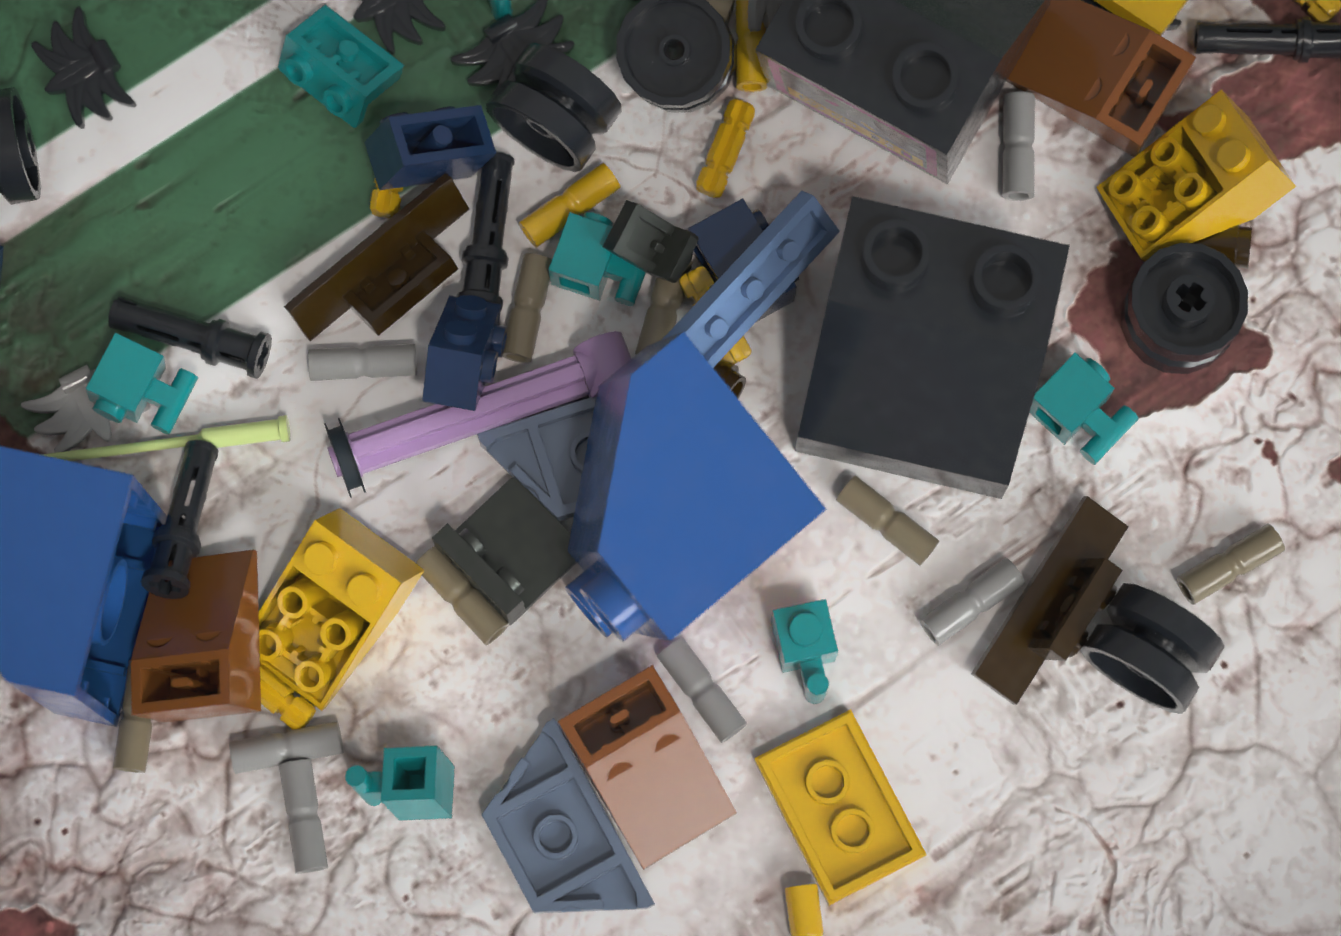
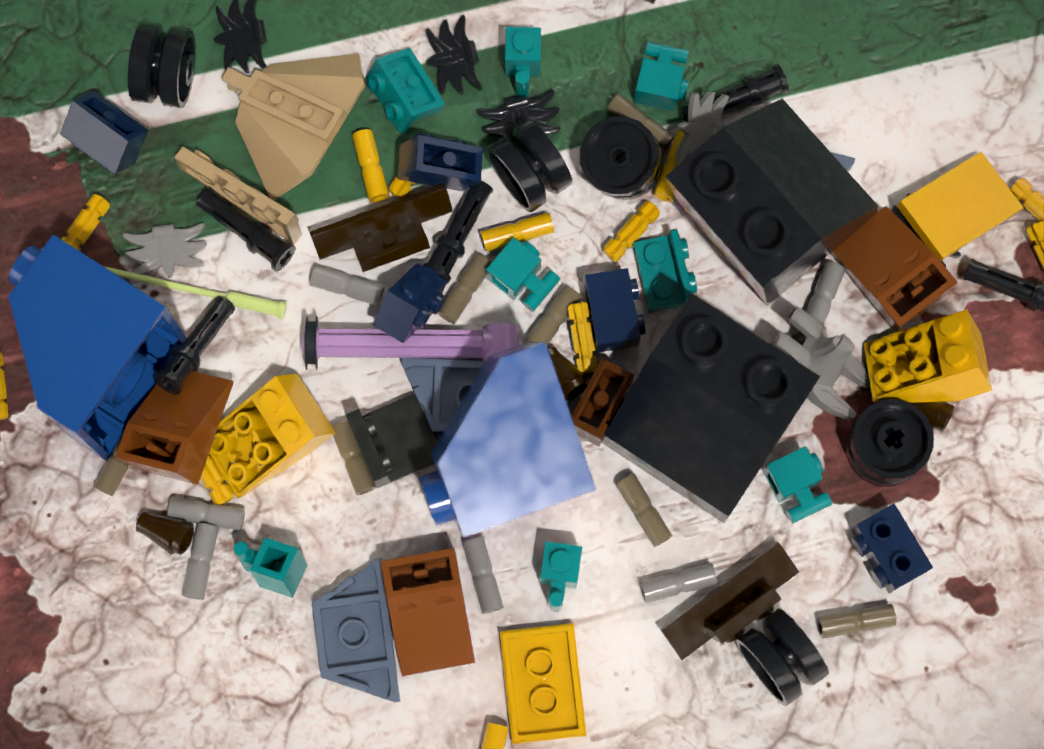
camera: 20 degrees right, 0 degrees up
(131, 378) = (195, 244): teal brick -> none
(166, 289) = (240, 194): none -> tan wing
(199, 154) = (294, 114): none -> tan panel
(240, 793) = (167, 532): none -> dark brown cone
(328, 181) = (371, 169): none -> yellow piece
(651, 242) = (557, 275): pearl dark grey bracket -> none
(757, 278) = (612, 325): medium blue plate -> none
(777, 387) = (601, 401): none -> reddish brown brick
(784, 169) = (664, 271): none -> teal bracket
(1058, 218) = (827, 358): none -> light grey piece
(1239, 450) = (890, 549): none -> dark blue brick

